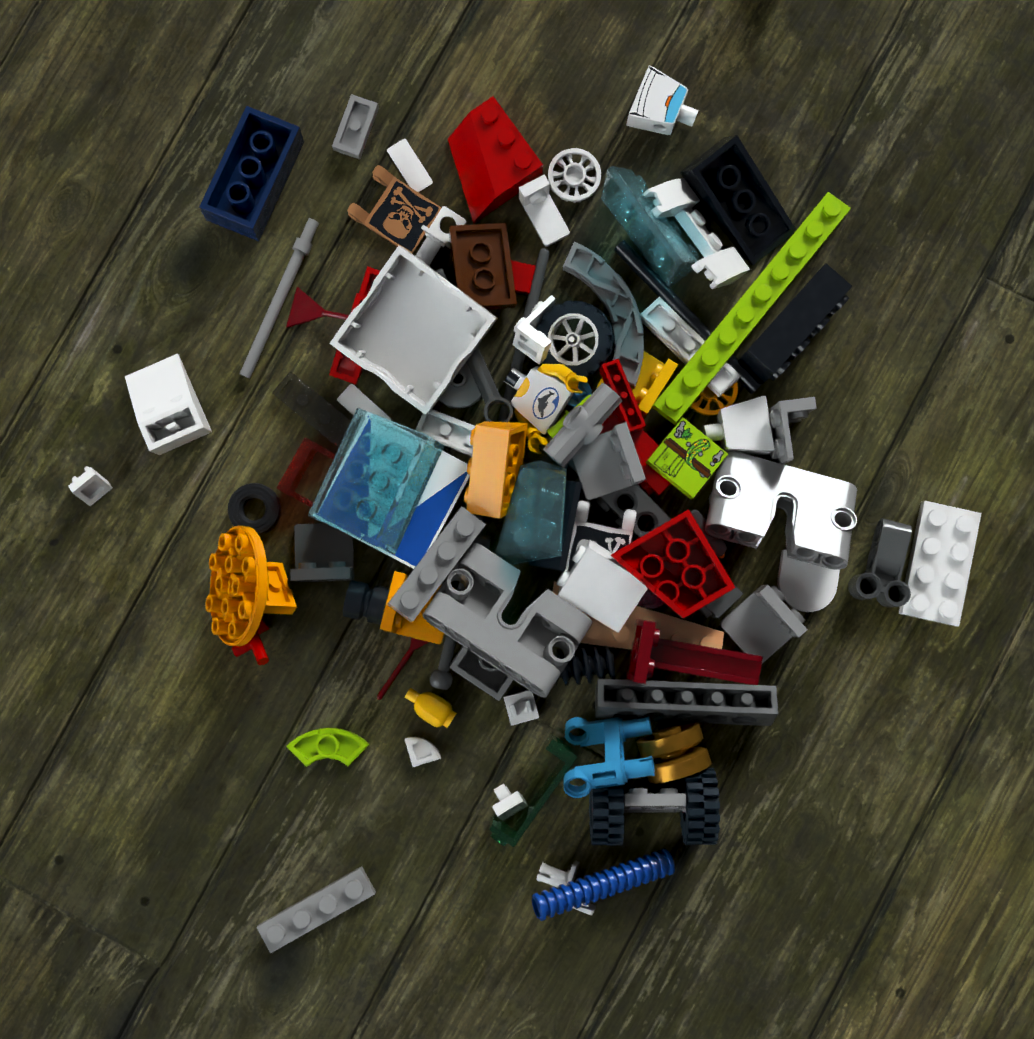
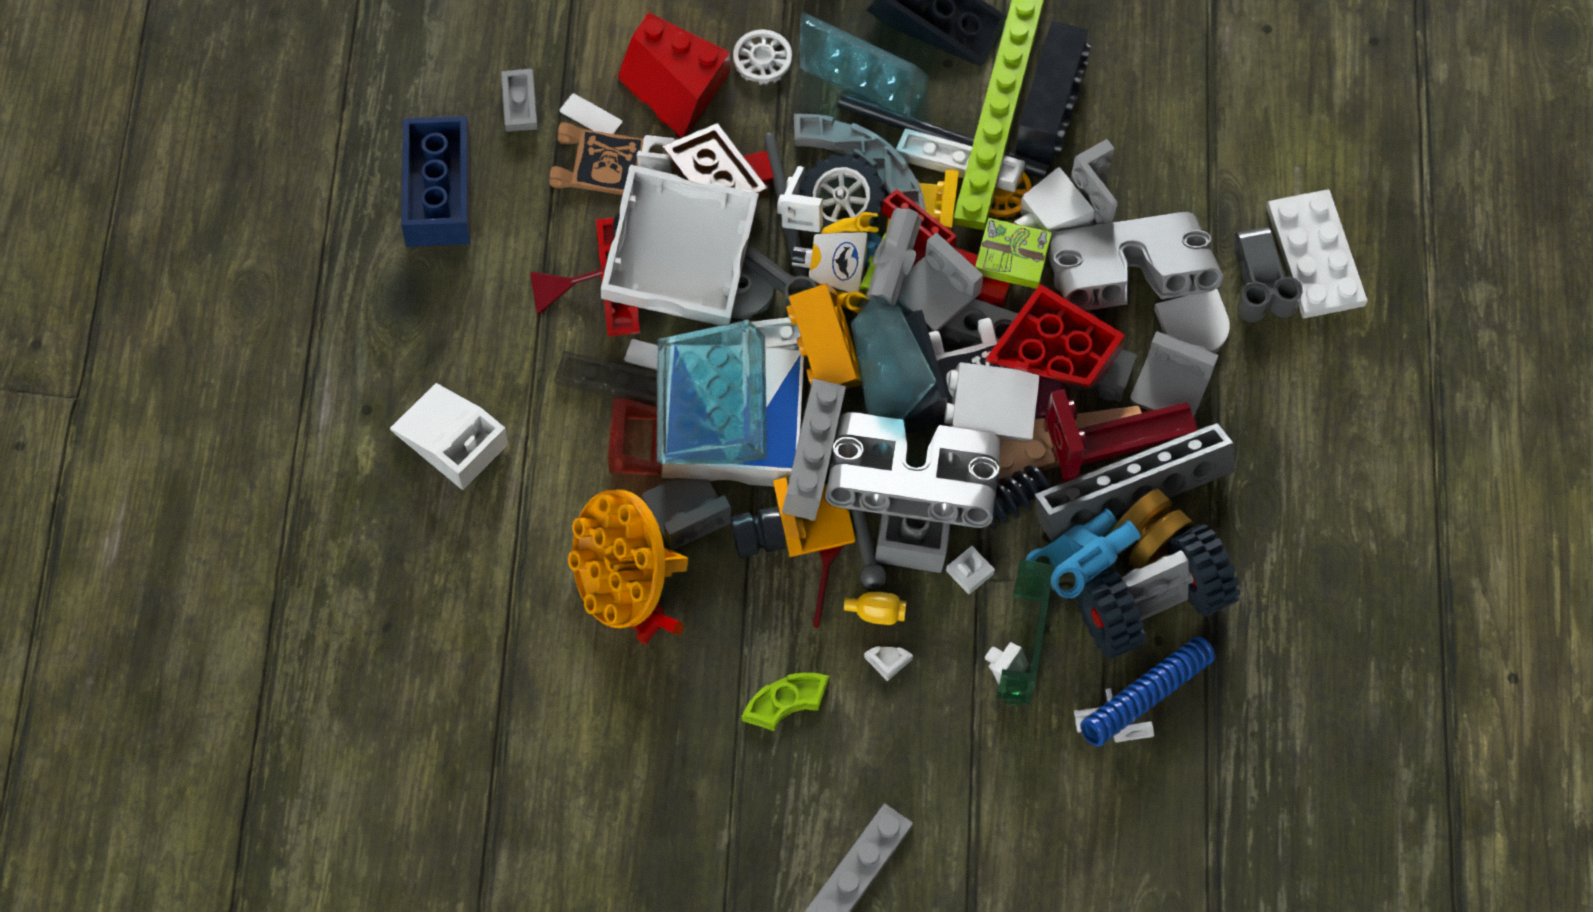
camera: 25 degrees left, 20 degrees down
(89, 486) = (404, 547): white tile -> none
(247, 492) = (577, 483): black tyre -> none
(301, 248) = (518, 234): light grey bar -> none
(543, 211) = (746, 99): white bracket -> none
(677, 200) = (883, 34): white wedge -> none

